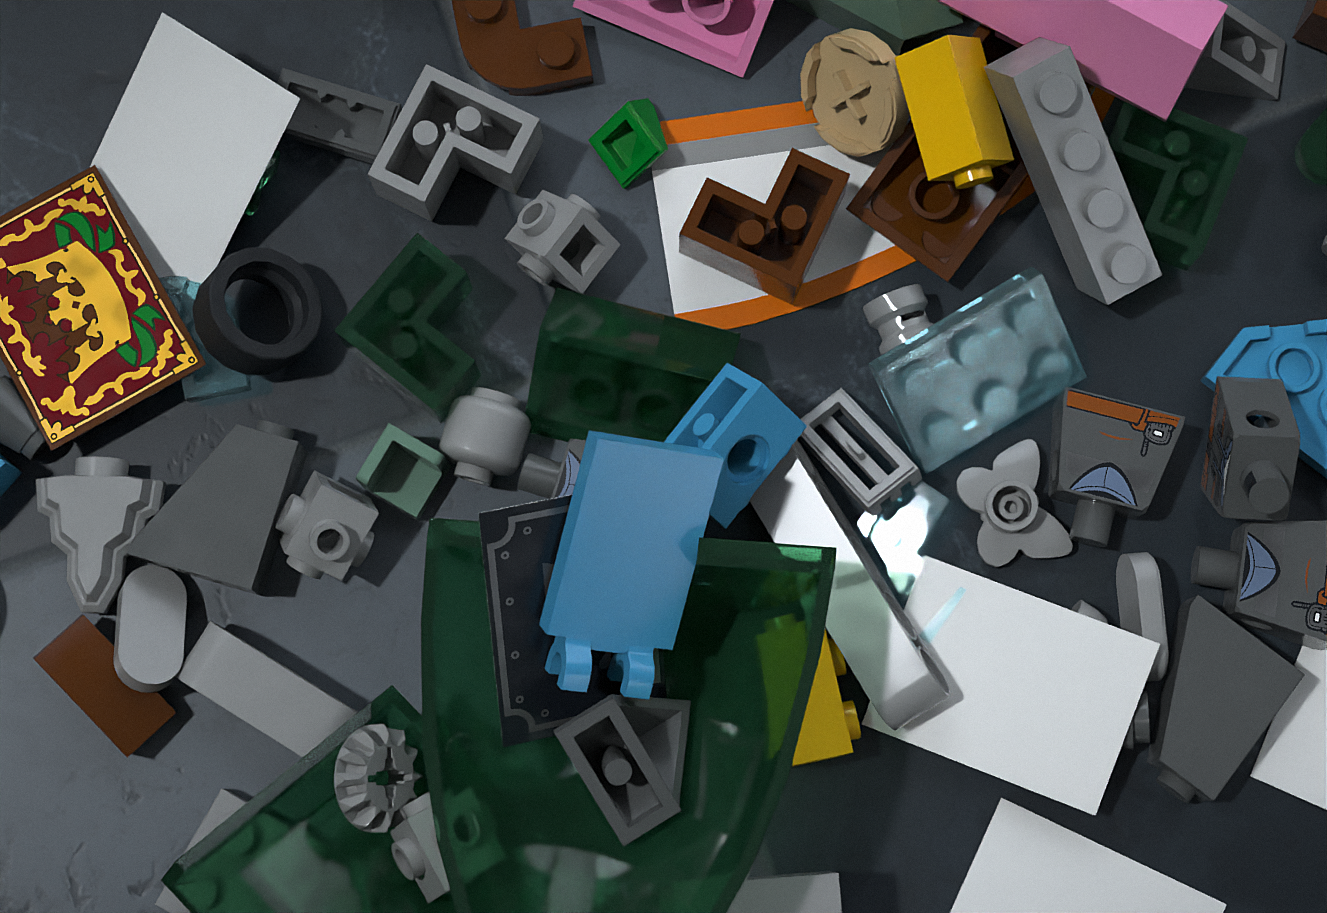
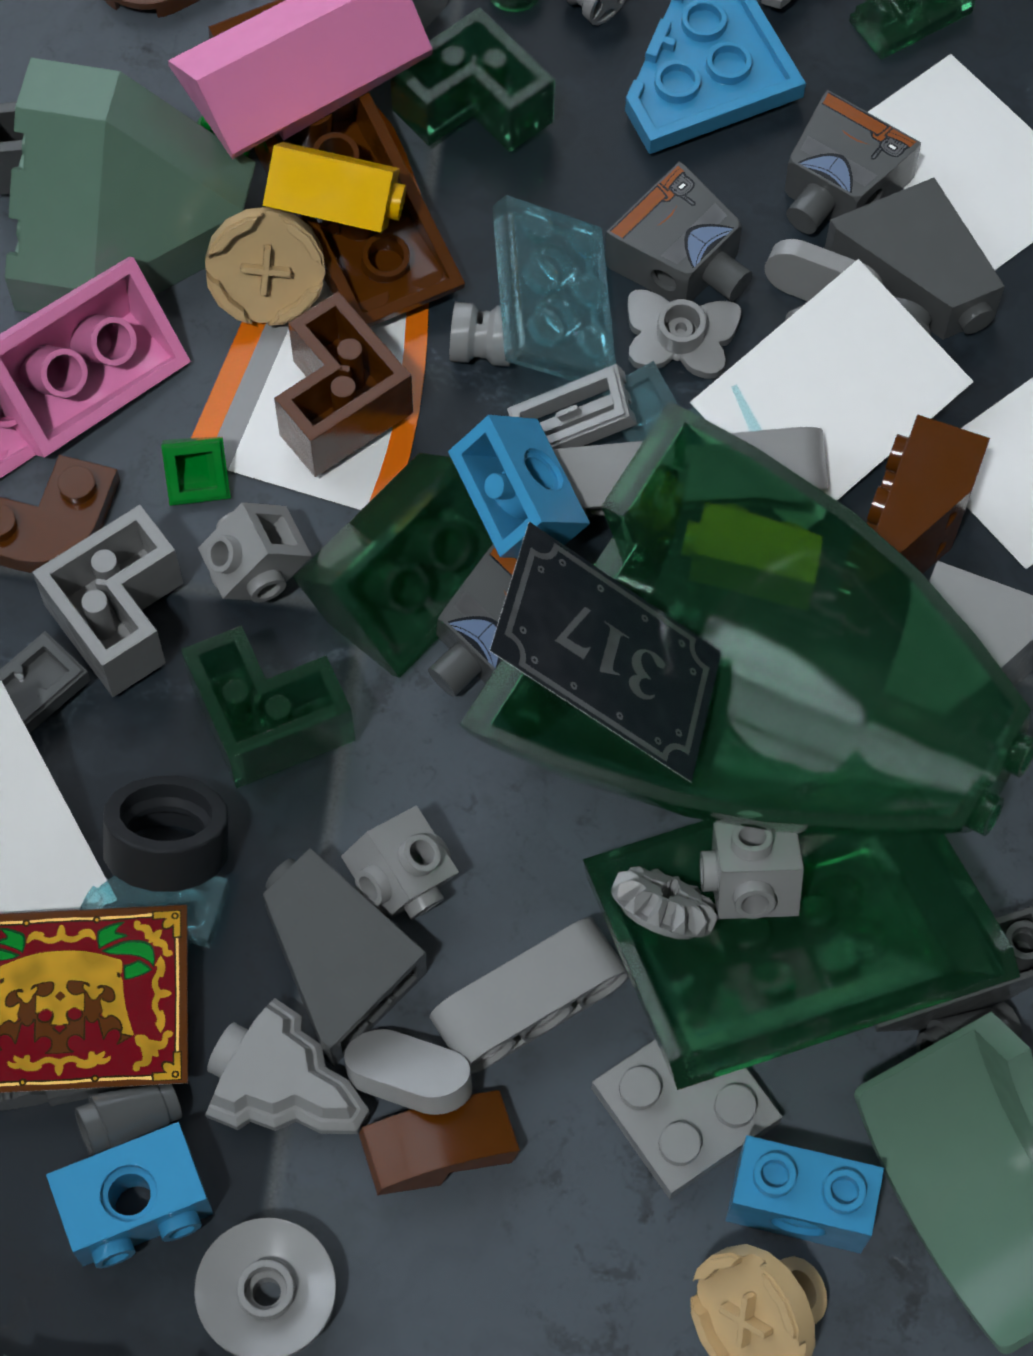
camera: 65 degrees left, 15 degrees down
(403, 471) = (382, 779): sand green panel -> none
(485, 435) = (391, 697): light grey head -> none
(626, 557) = (589, 578): dark azure tile -> none
(630, 759) = (759, 689): dark grey slope -> none
(926, 830) = (926, 489): none -> reddish brown slope
(1073, 169) = (431, 131): light grey brick -> none
(1245, 465) = (735, 125): dark grey torso -> none

